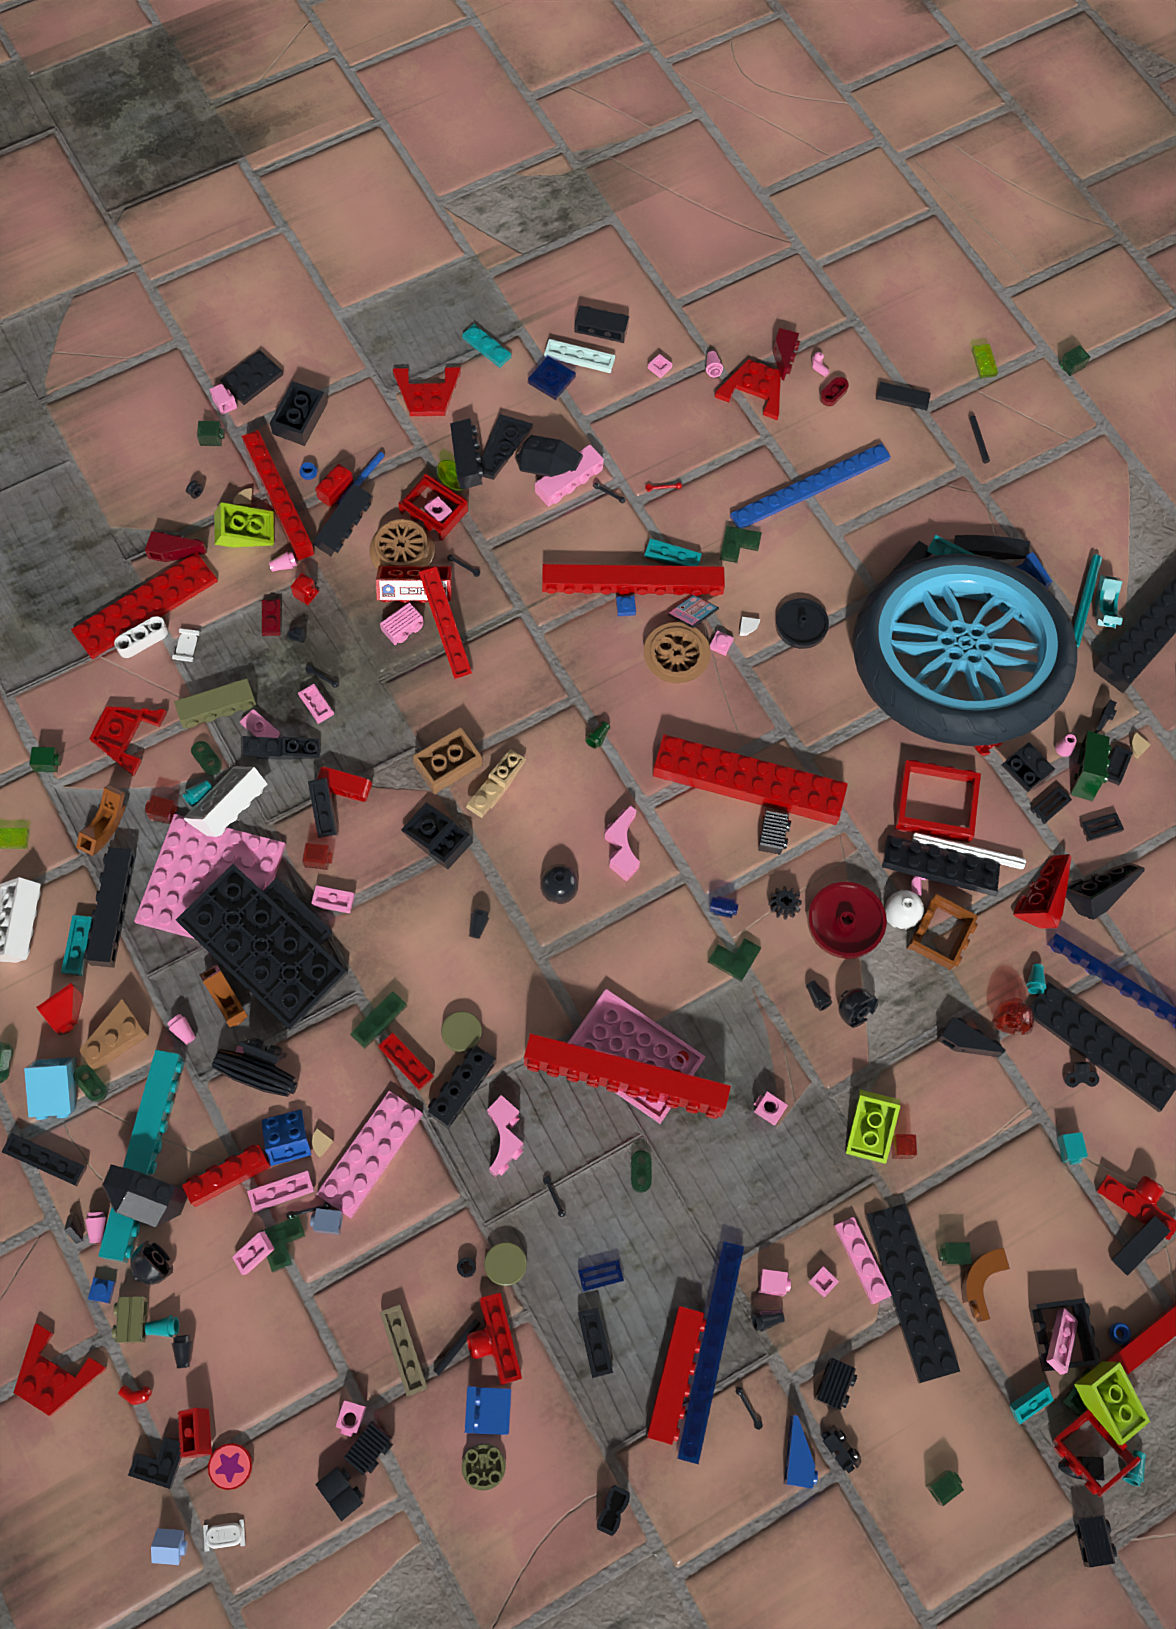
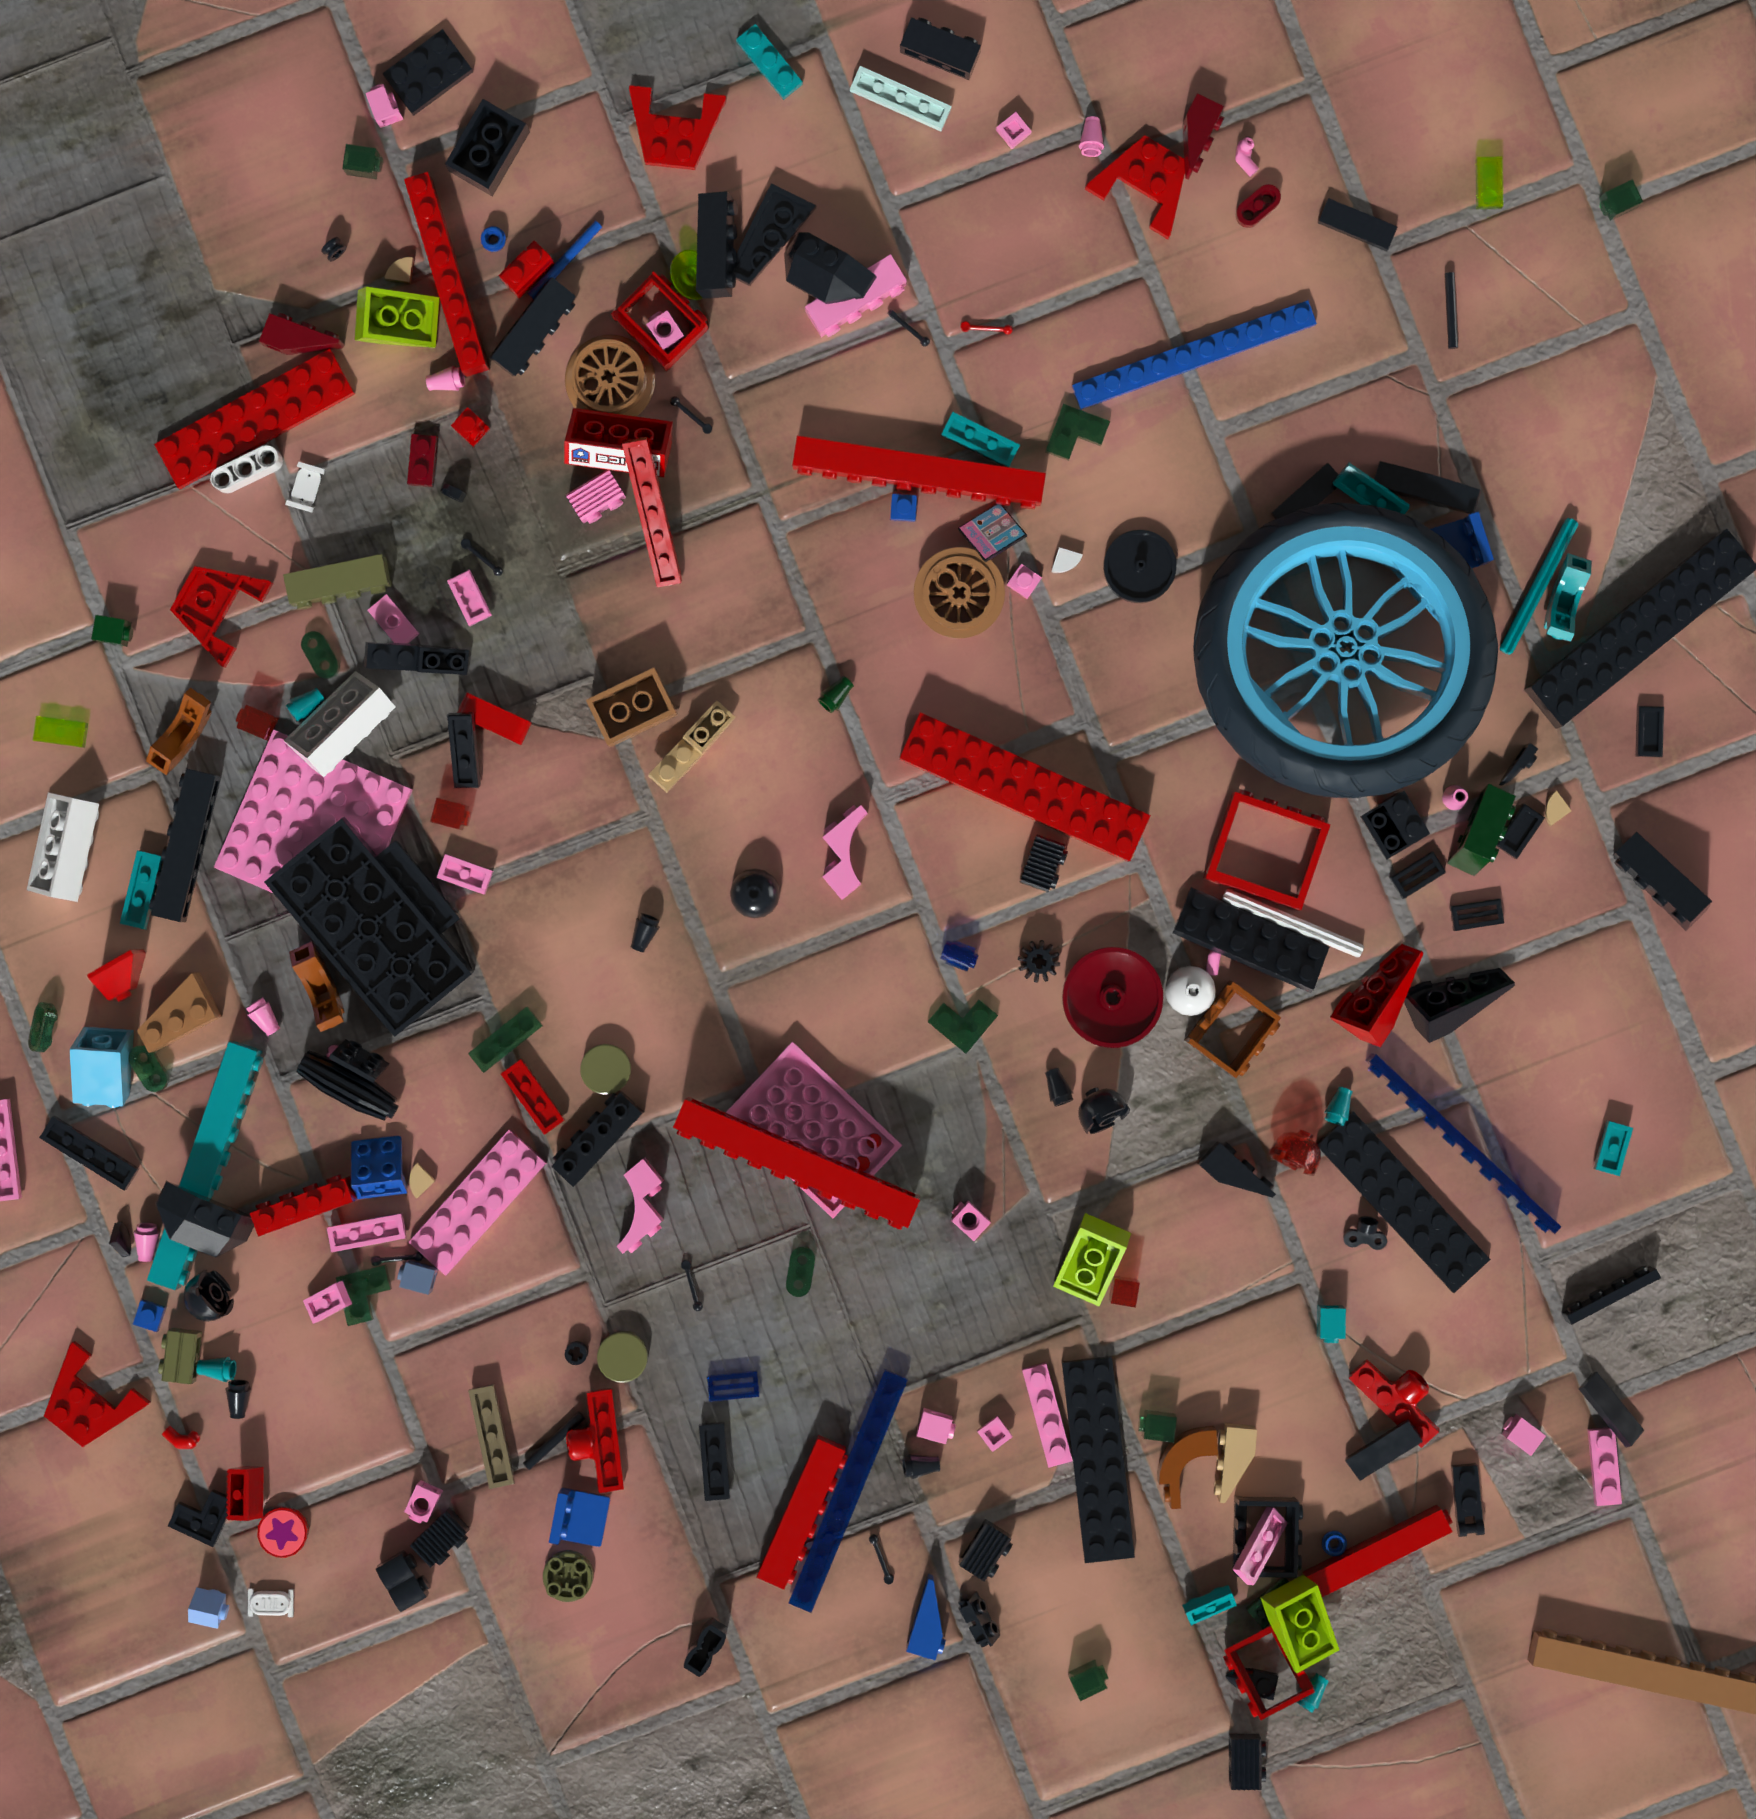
camera: 10 degrees right, 20 degrees up
(437, 835) = (606, 806): black slope -> none
(551, 378) = (854, 130): clear blue plate -> none
(1023, 1266) = (1238, 1450): none -> tan slope

